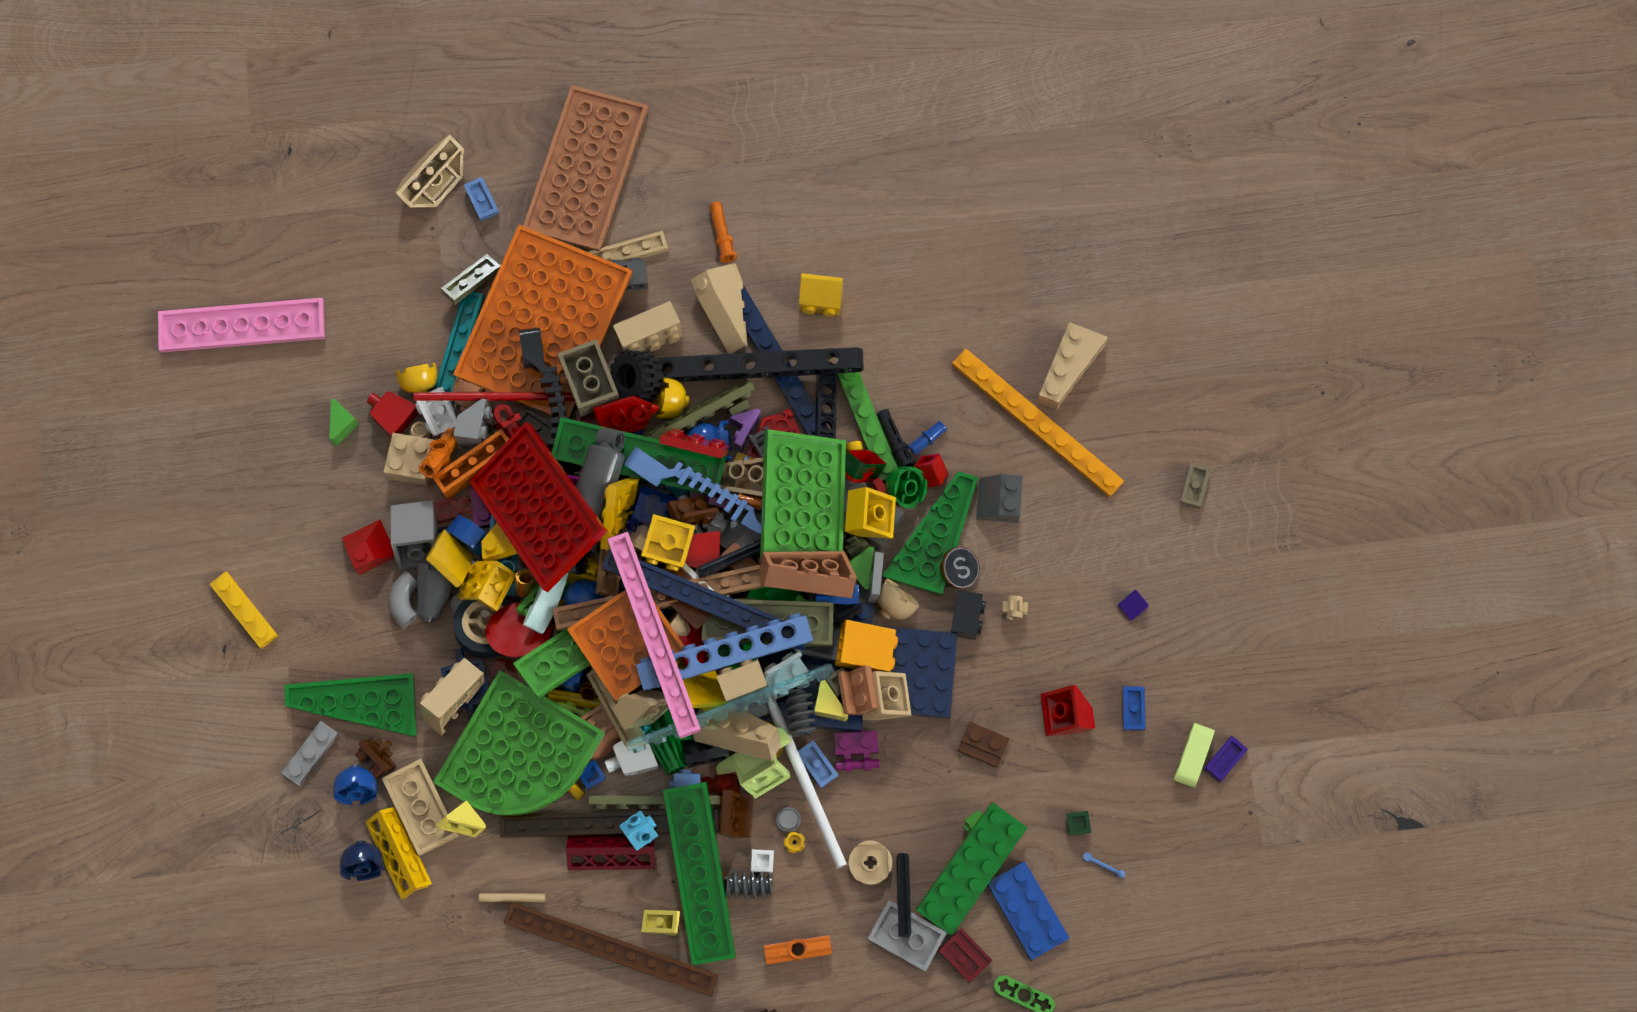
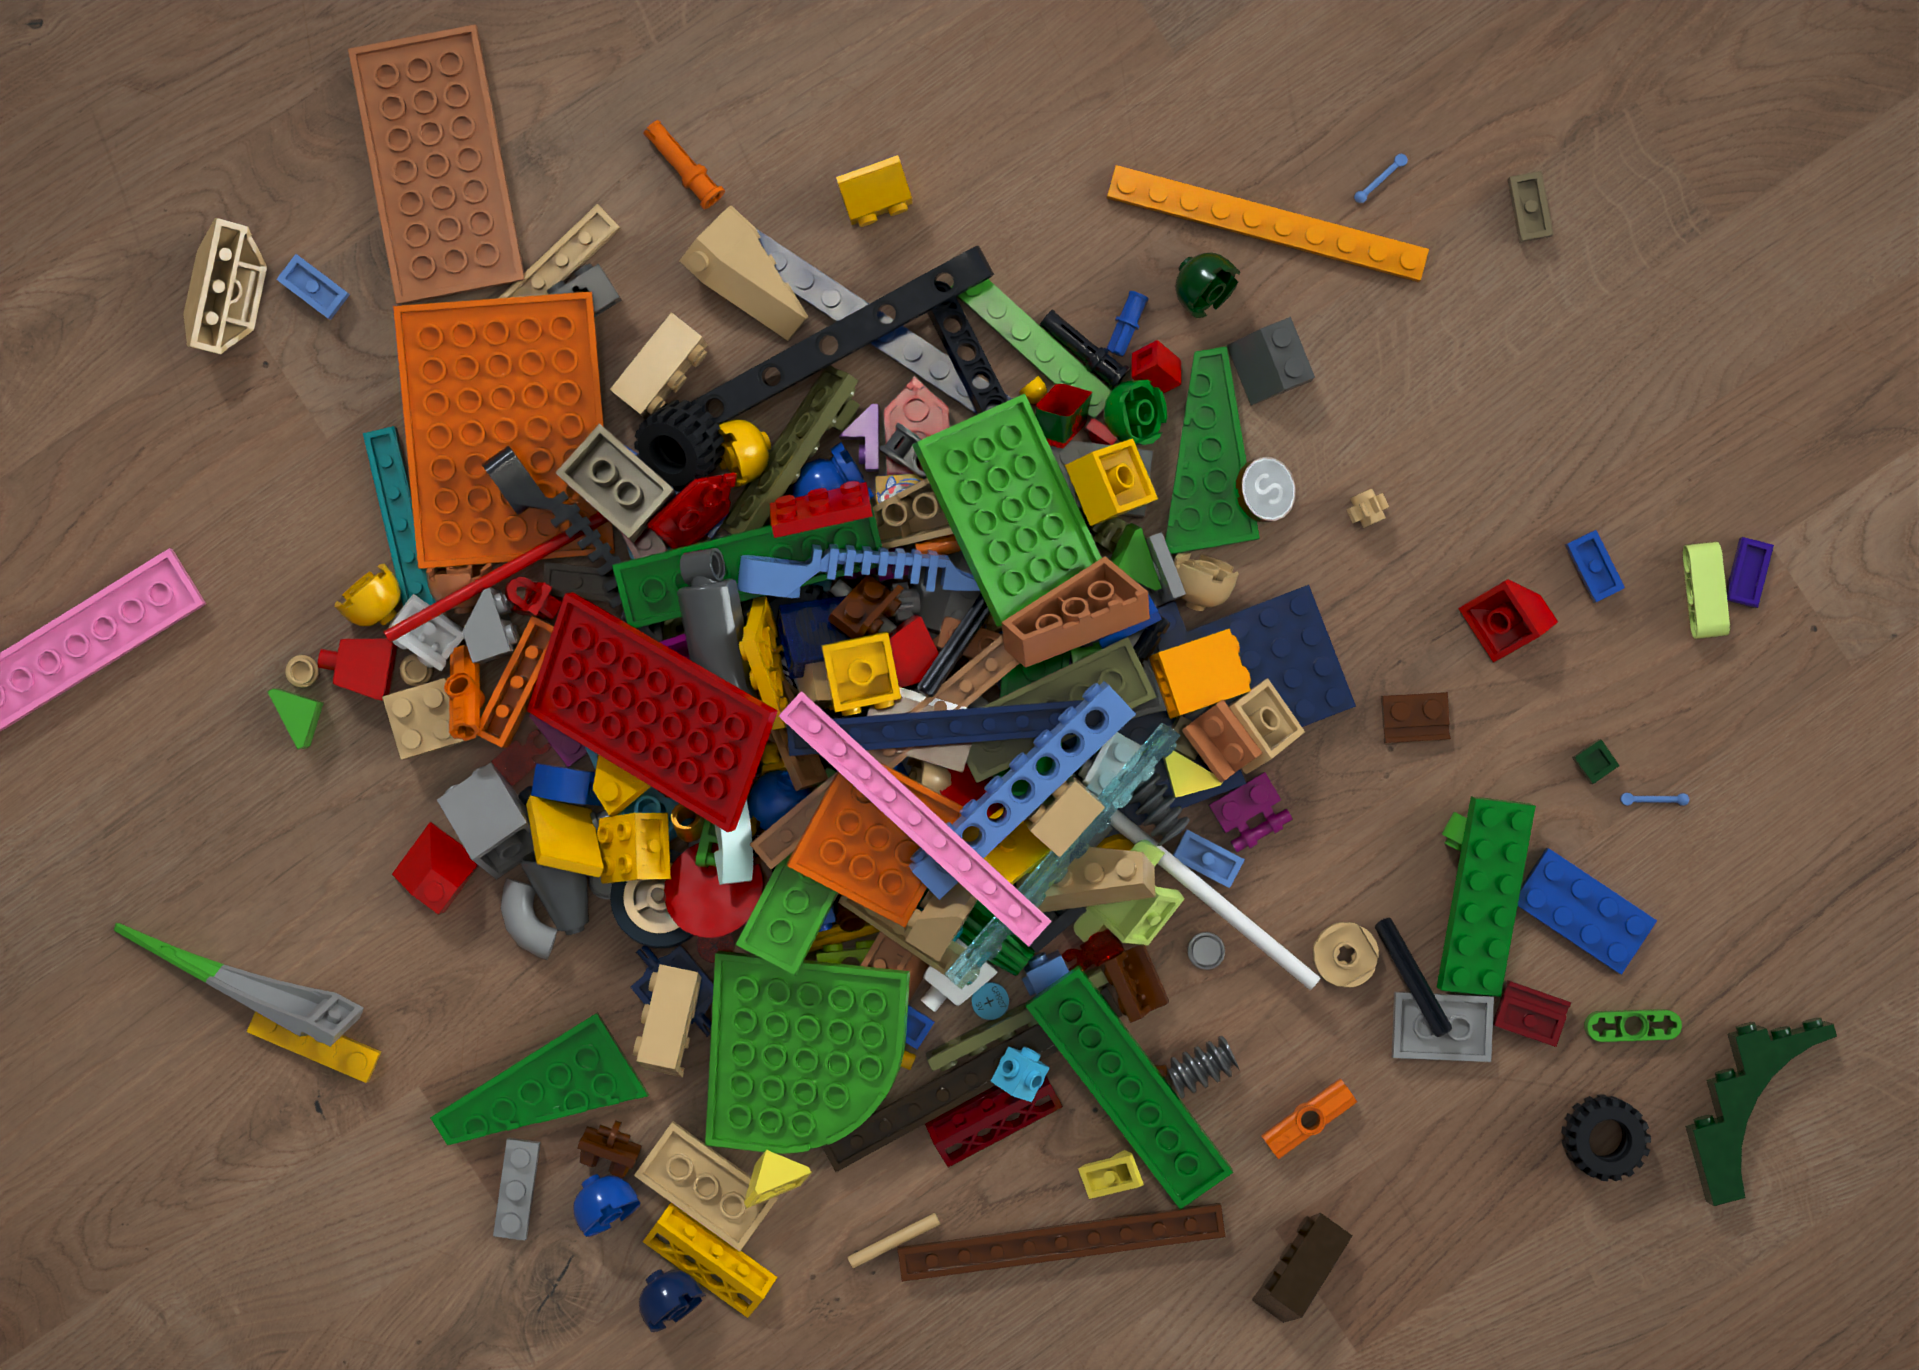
camera: 30 degrees left, 15 degrees up
(244, 582) = (292, 1006): none -> light grey plate
(356, 400) = (302, 671): none -> tan plate
(470, 279) = (365, 415): plate -> none
(645, 784) = (990, 1001): none -> medium azure piece
(762, 861) = (1201, 1025): white plate -> none
(794, 836) = (1224, 971): yellow plate -> none
(966, 614) = (1308, 550): black brick -> none
(984, 436) = (1204, 282): none -> dark green cylinder
(1073, 357) = (1273, 110): tan wedge -> none
(1132, 425) = (1399, 161): none -> medium blue hinge
(1133, 605) = (1525, 421): dark purple slope -> none

